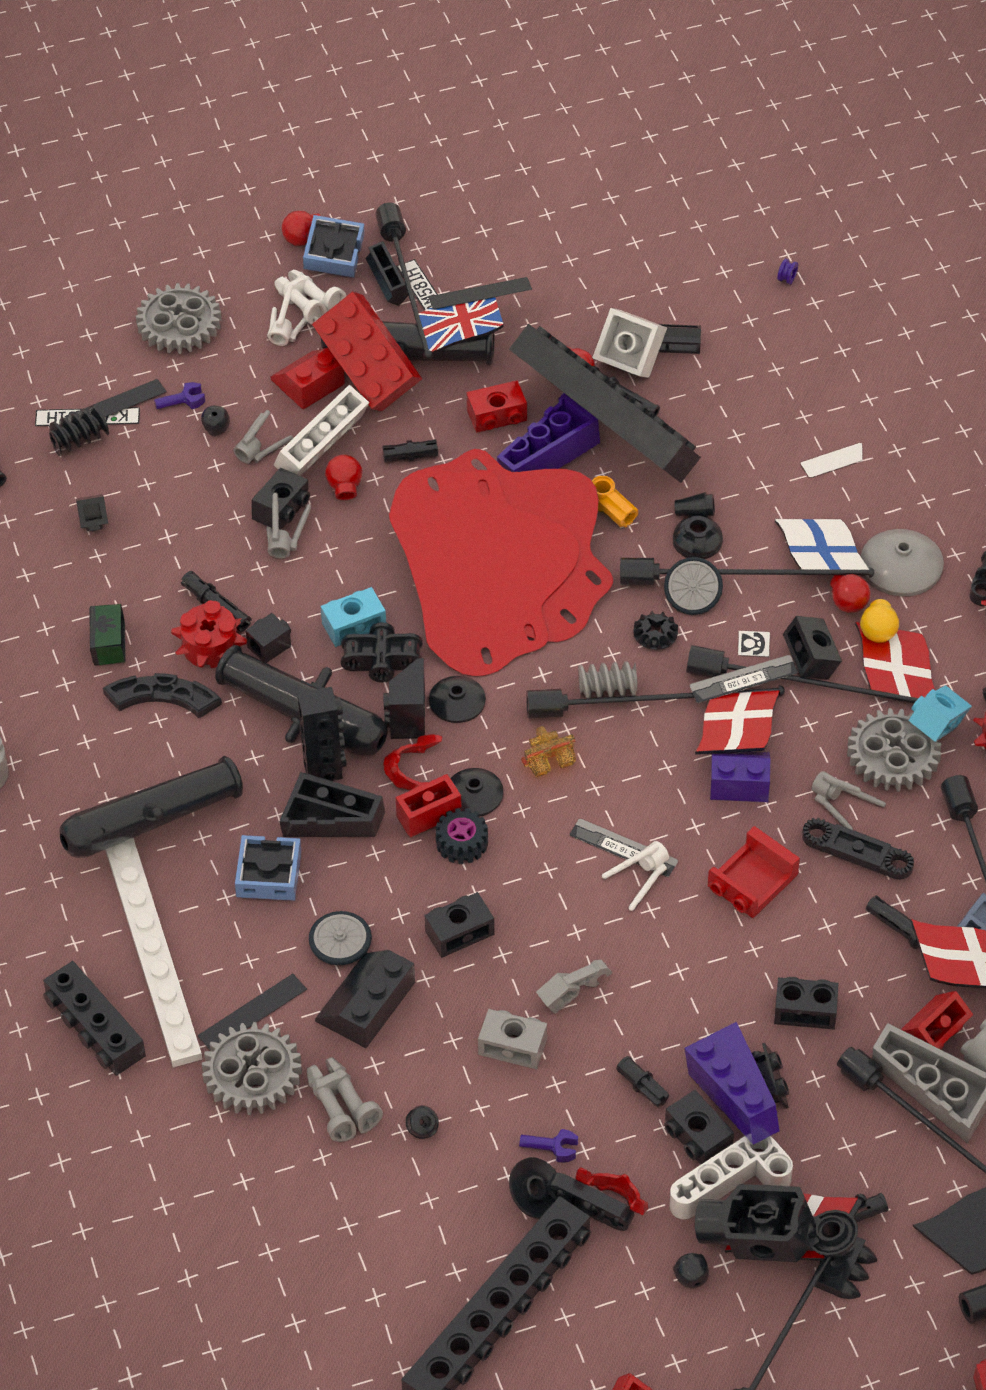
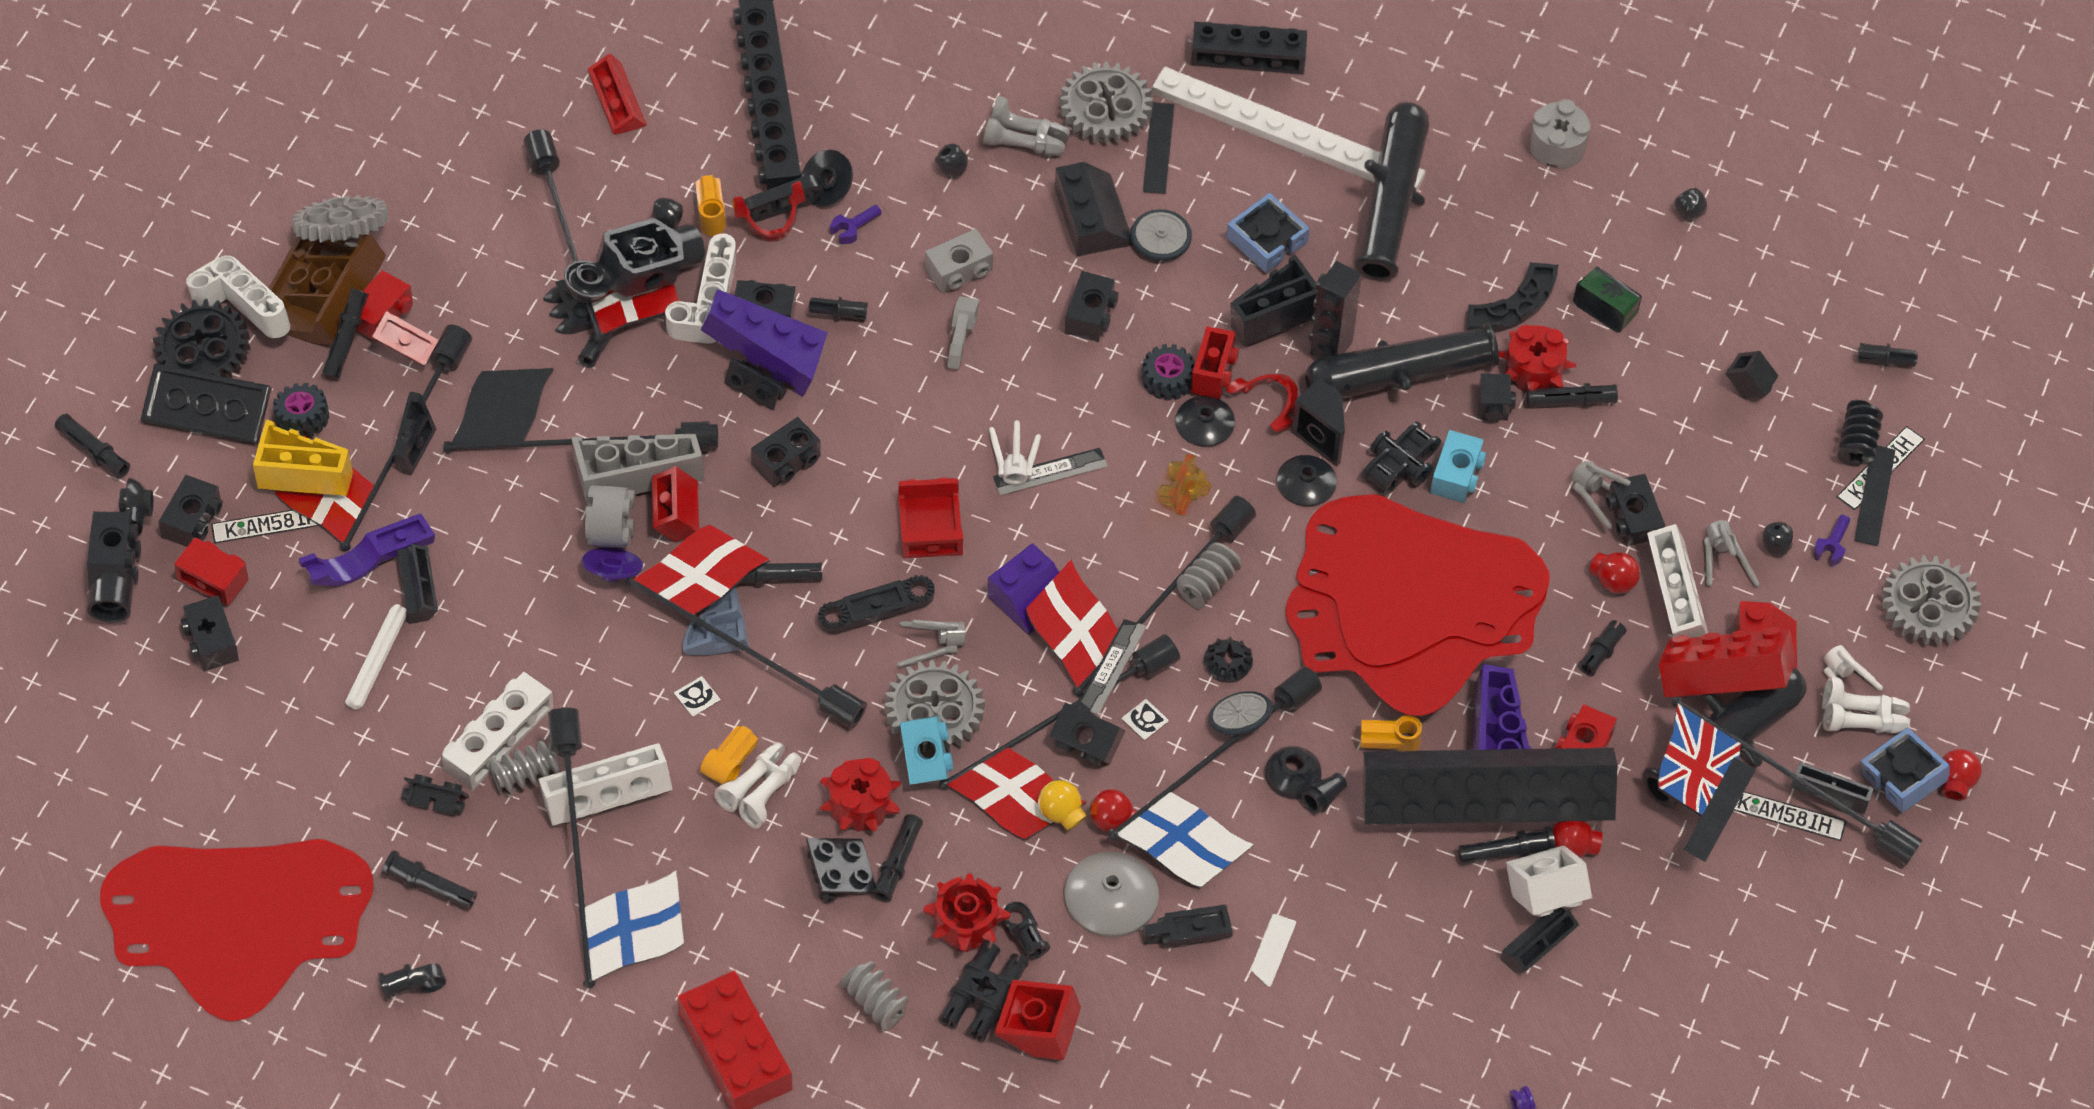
camera: 130 degrees right, 5 degrees up
(648, 1249) = (710, 205): none -> light orange piece
(877, 500) = (1189, 927): none -> black hinge

